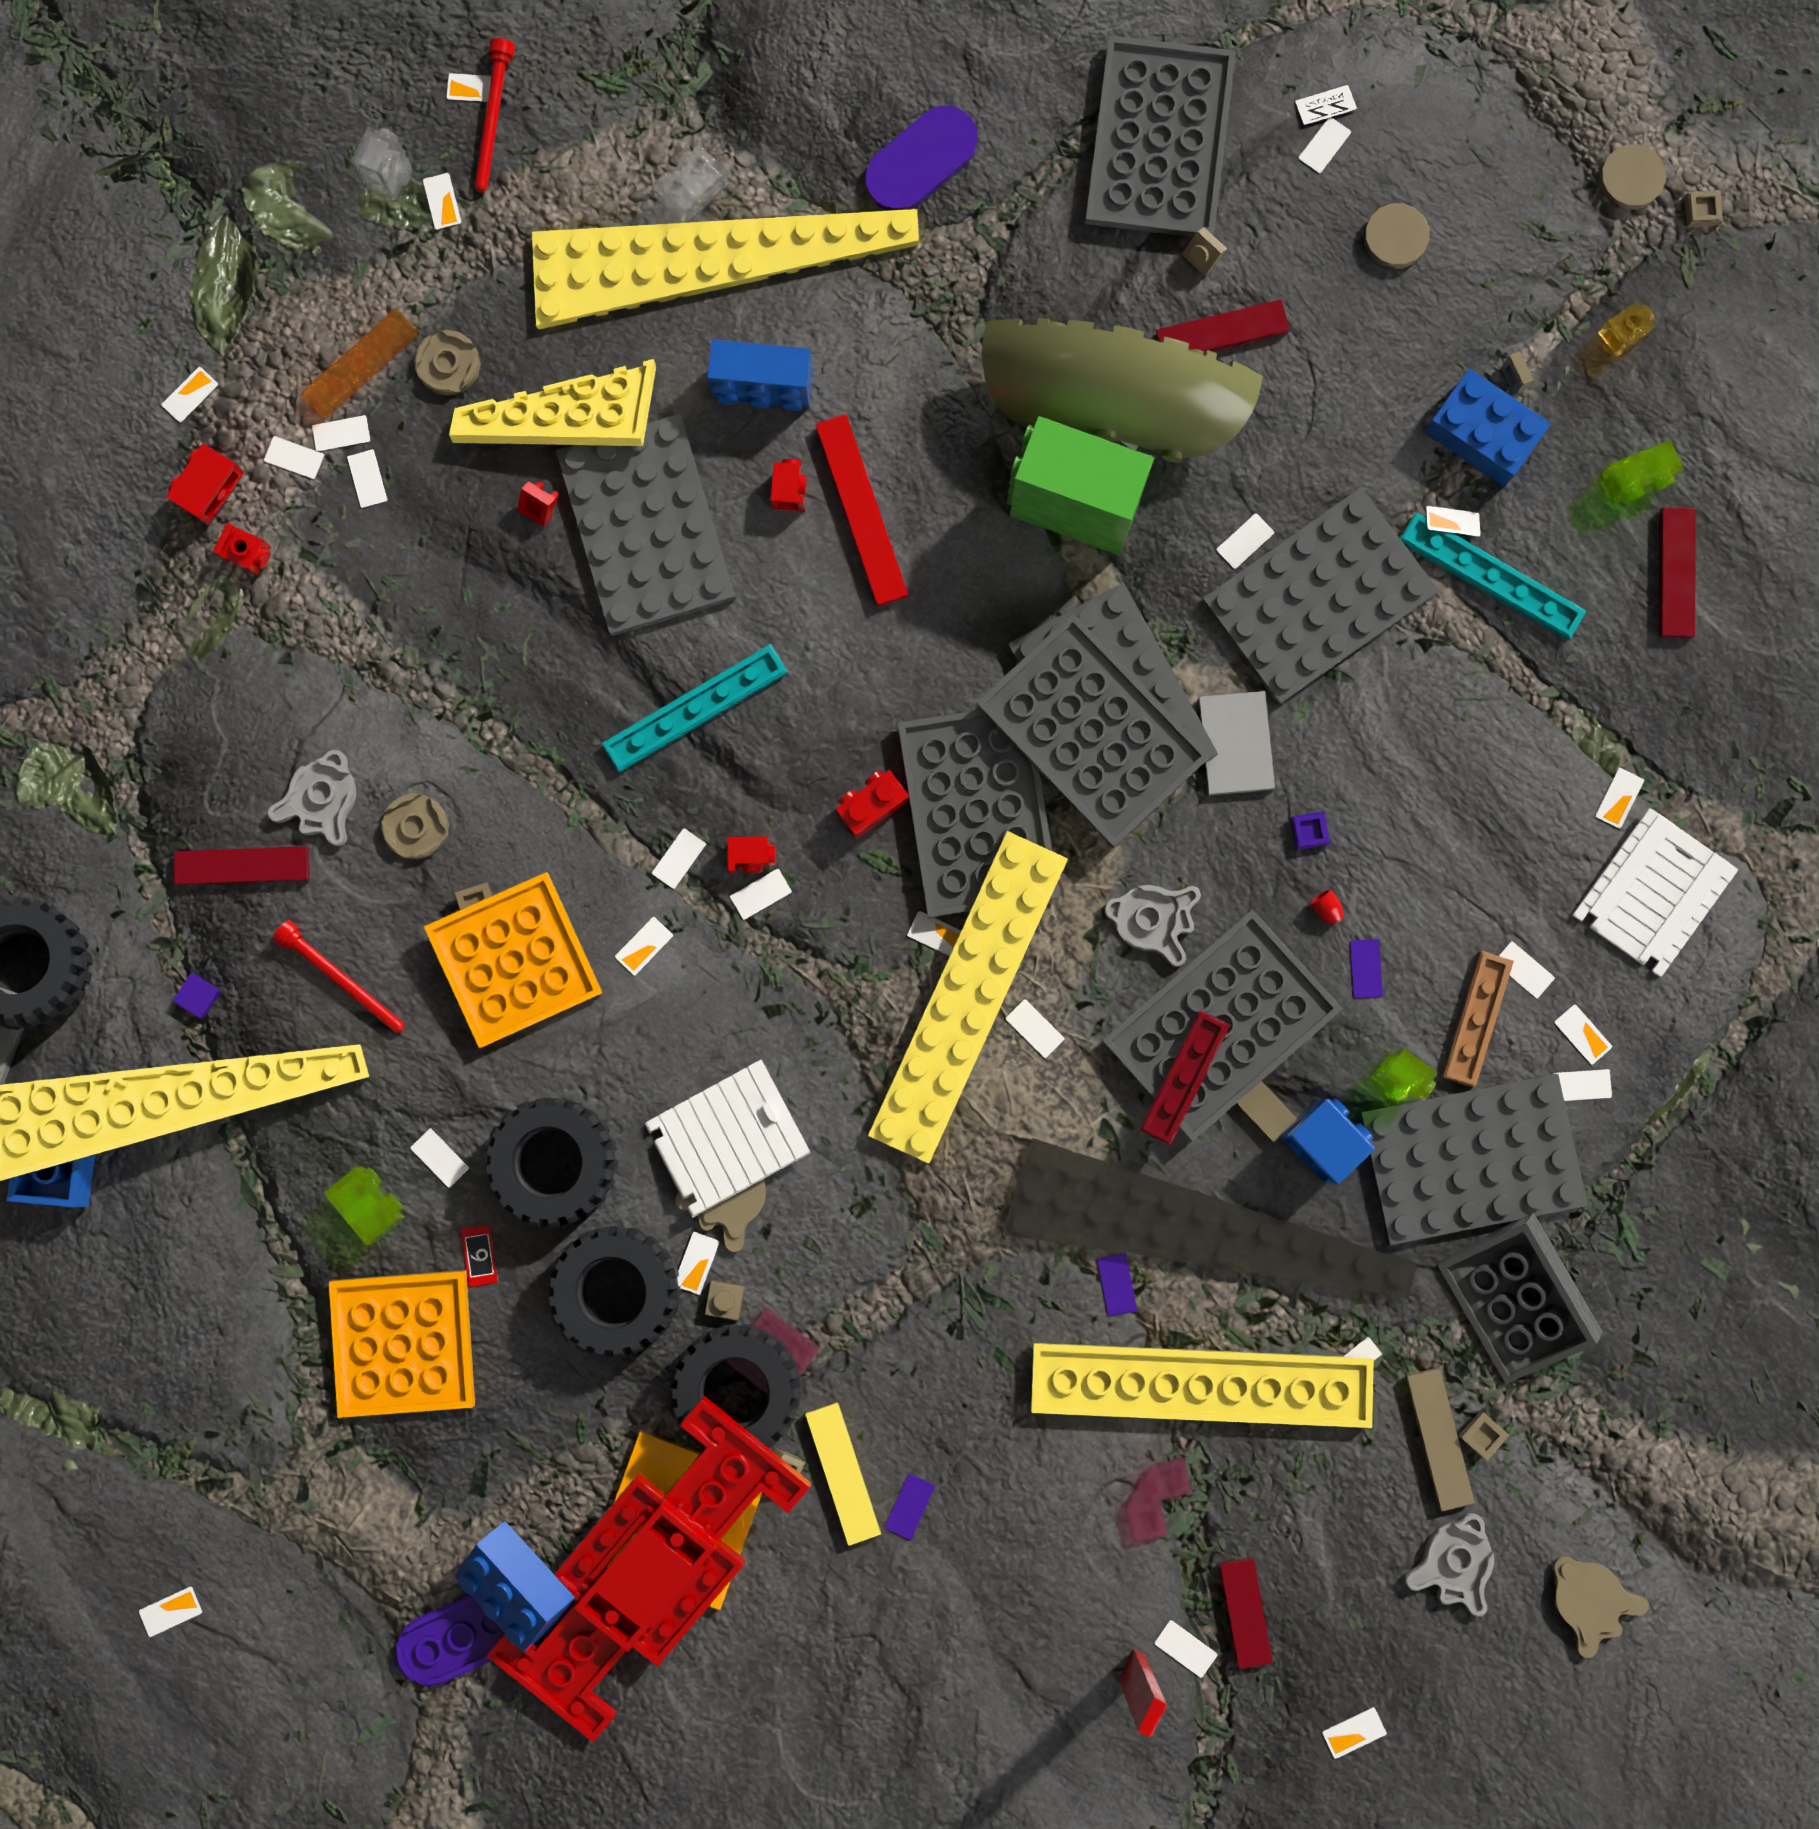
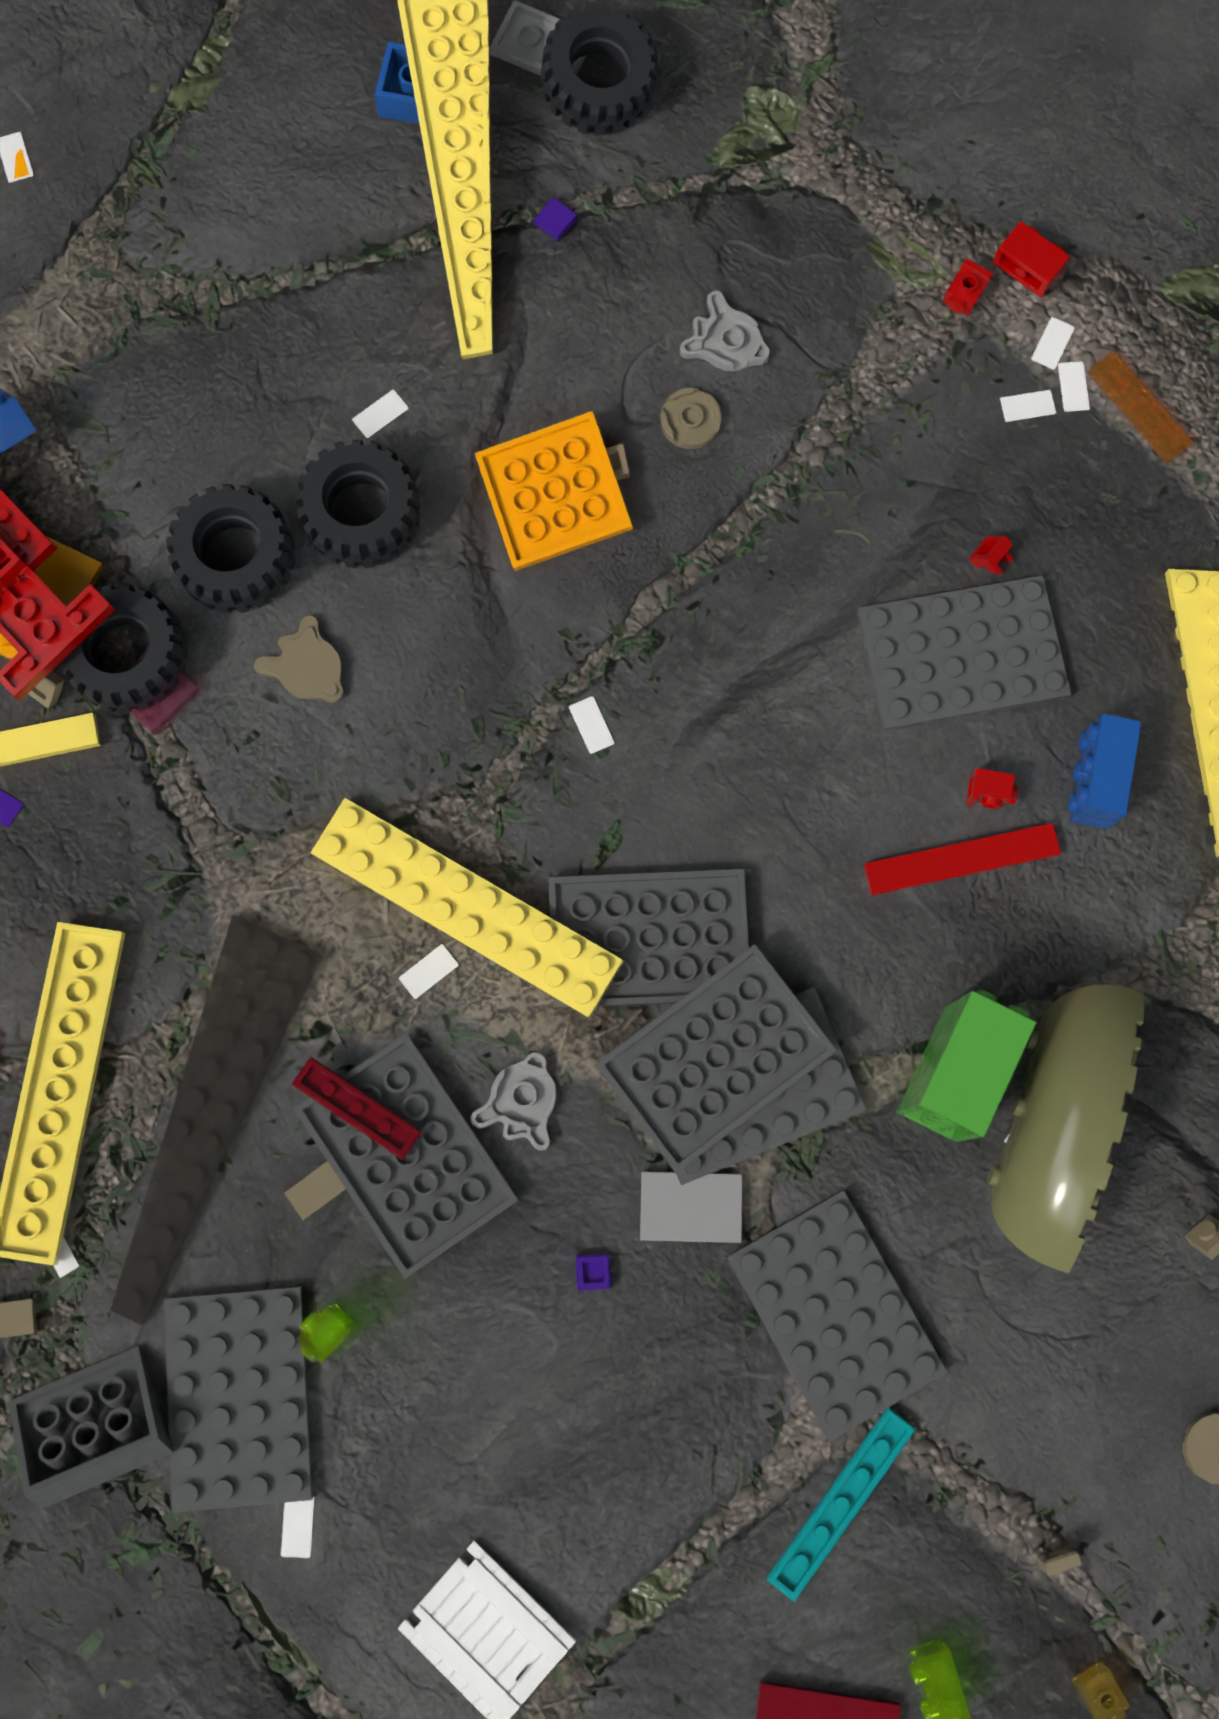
camera: 90 degrees right, 5 degrees down
(189, 394) = (1119, 257): white sticker -> none
(241, 865) = (670, 266): dark red tile -> none
(289, 936) = (599, 300): red piece -> none
(365, 1204) = (343, 341): clear neon green brick -> none
(401, 1344) = (215, 365): light orange plate -> none
(447, 362) = (1136, 486): dark tan tile -> none
(479, 1255) = (286, 440): sticker -> none
(571, 412) = (1078, 589): light yellow wing -> none
(644, 946) = (554, 612): white sticker -> none
(678, 858) = (634, 652): white sticker -> none
(694, 708) = (778, 681): teal tile -> none
(697, 1262) = (250, 630): white sticker -> none
(725, 1300) = (210, 651): dark tan plate -> none
(727, 1138) = (361, 669): white door -> none
(750, 853) = (630, 715): red brick -> none
(872, 804) = (665, 835): red brick -> none
(934, 933) = (534, 883): white sticker -> none
(1117, 1284) = (169, 1022): dark purple sticker -> none
(1230, 328) = (1125, 1249): dark red tile -> none
(1245, 541) = (900, 1244): white sticker -> none
(1327, 907) = (512, 1279): red hose -> none
(1329, 1140) = (273, 1245): blue piece -> none
(1366, 968) = (446, 1313): dark purple sticker -> none
(1453, 521) = (903, 1468): white sticker -> none
(1477, 1019) = (379, 1422): medium nougat tile -> none
(1487, 427) = (1001, 1518): blue brick -> none
(1527, 970) = (424, 1480): white sticker -> none
(1583, 1034) = (349, 1534): white sticker -> none
(1619, 798) = (592, 1611): white sticker -> none

